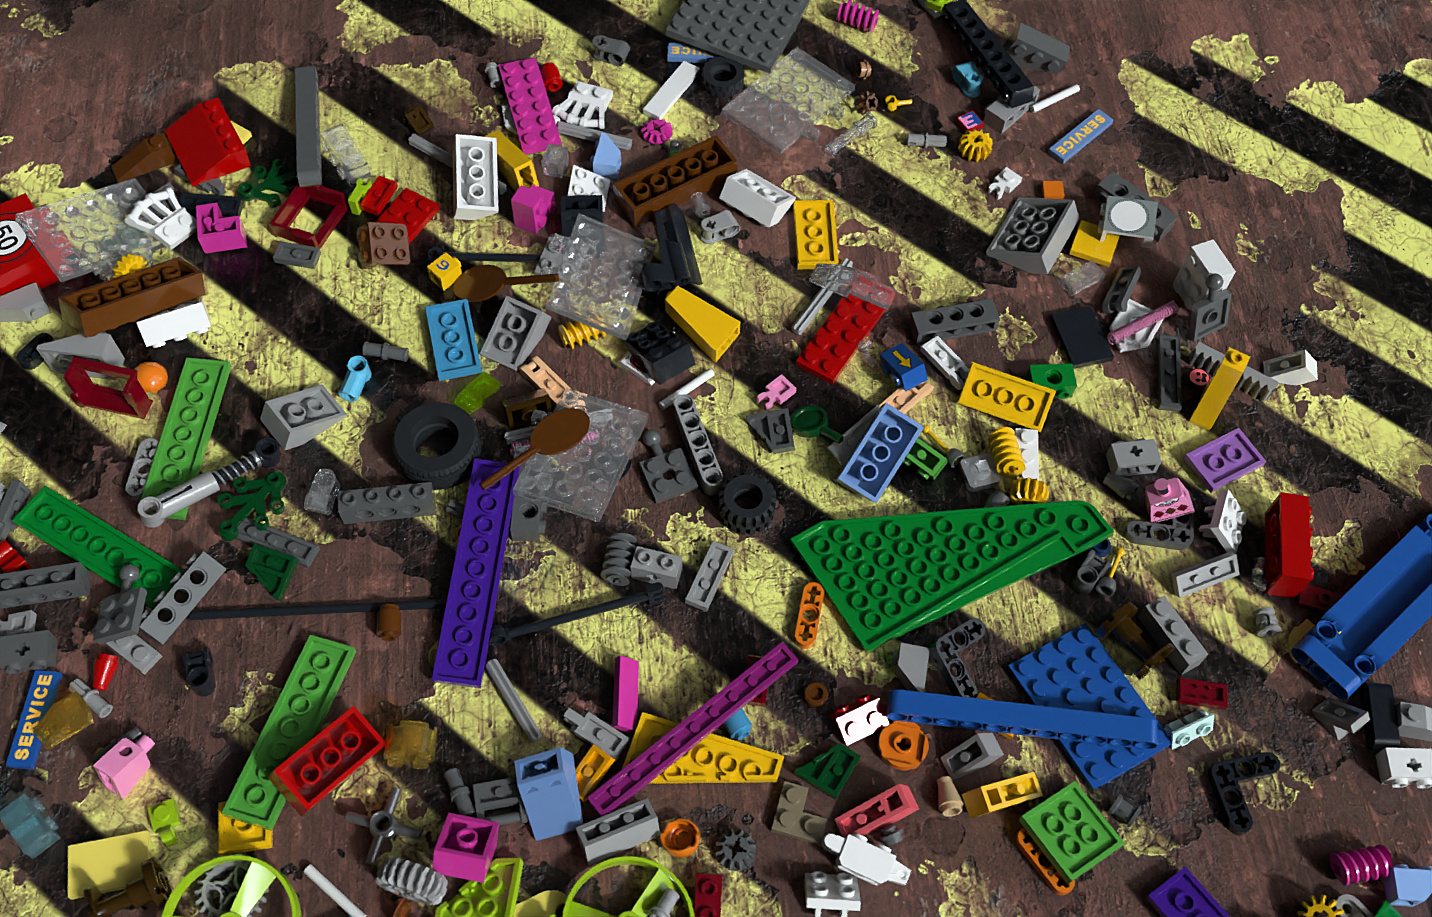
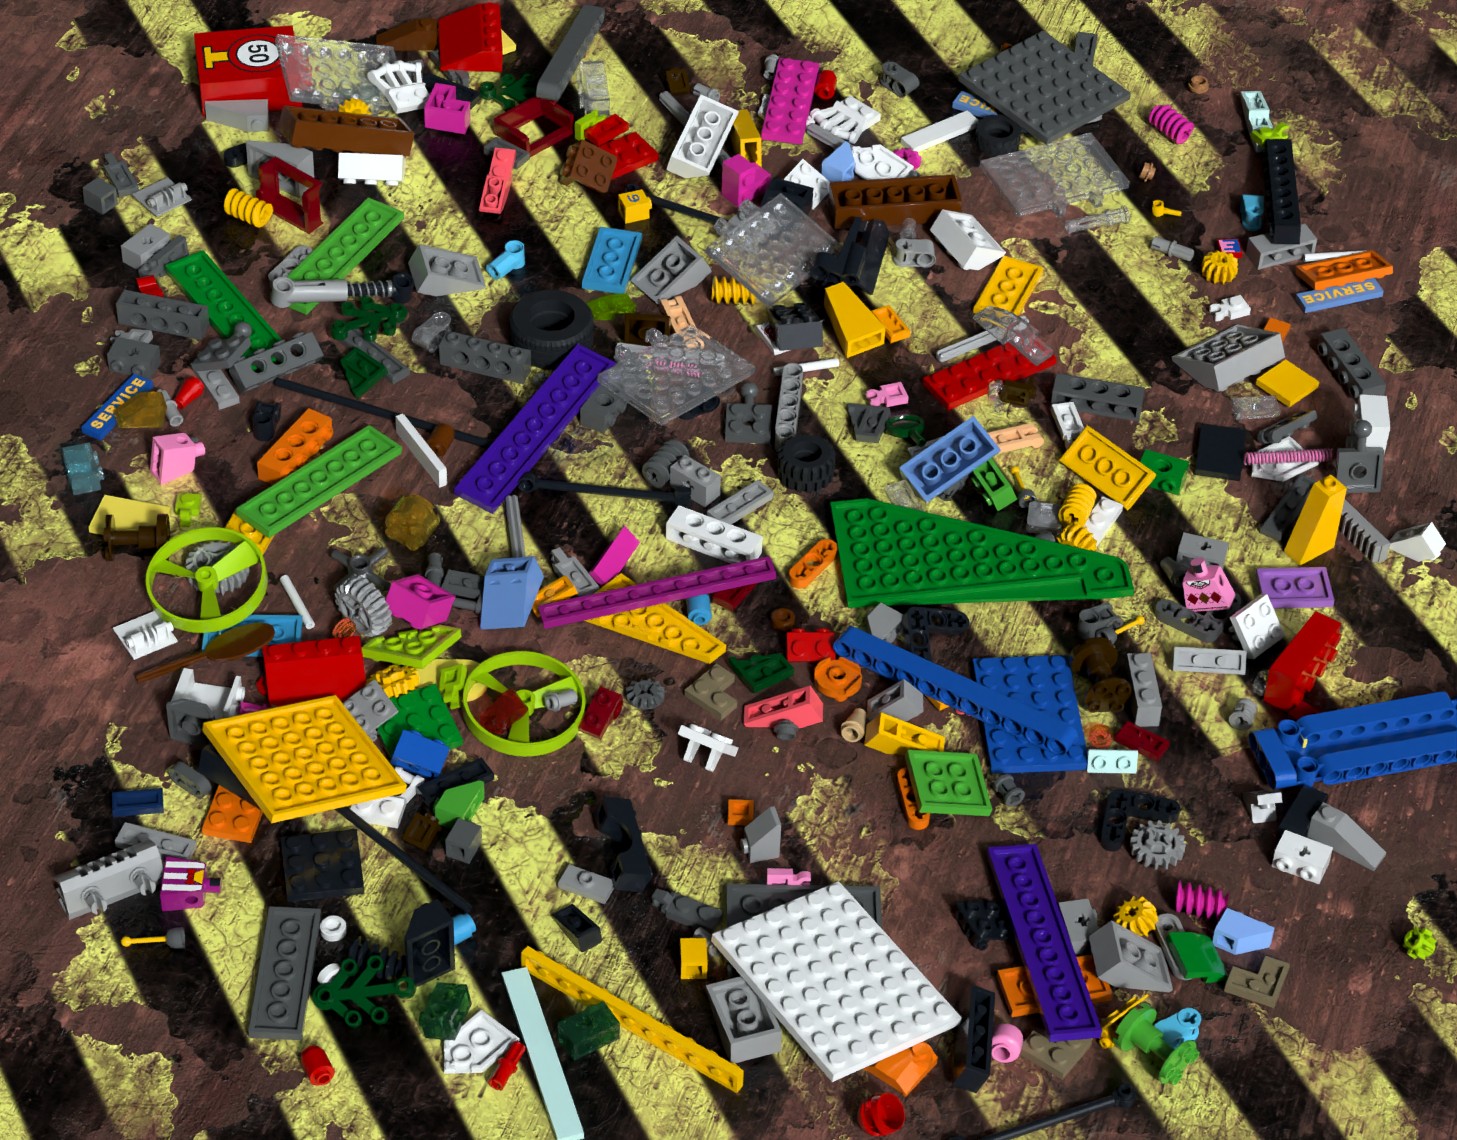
camera: 25 degrees right, 15 degrees down
(69, 416) = (247, 208): none -> yellow piece
(151, 376) = (331, 202): orange hair -> none
(248, 660) = (295, 447): none -> orange brick
(304, 292) = (498, 181): none -> coral slope
(327, 761) = (338, 504): red brick -> none
(376, 643) = (421, 450): none -> white tile
(385, 351) = (546, 250): dark grey pin -> none
(450, 123) = (705, 91): none -> light grey pin
(488, 280) = (669, 222): reddish brown piece -> none
(550, 437) = (652, 349): reddish brown piece -> none
(555, 160) = (789, 152): clear brick -> none
(618, 831) = (553, 638): light grey brick -> none
(642, 145) = (879, 163): none -> white tile
(680, 838) = (601, 665): orange hair -> none
(717, 635) = (712, 536): none -> white brick
(738, 310) = (895, 327): none -> light orange plate
(852, 505) = (902, 495): none -> clear plate
(864, 860) = (752, 735): white hinge -> none
(865, 102) = (1134, 197): reddish brown gear -> none
(883, 343) = (1018, 392): none -> dark brown bracket
(903, 367) = (1019, 411): blue brick -> none
(1036, 50) = (1338, 206): dark grey wedge -> none
(1074, 111) = (1344, 270): none -> orange plate
(1102, 549) = (1123, 607): dark blue plate -> none
(1128, 218) = (1328, 365): panel -> none
(1162, 702) = (1101, 736): none -> clear orange tile
(1285, 813) = (1157, 845): none -> light grey gear

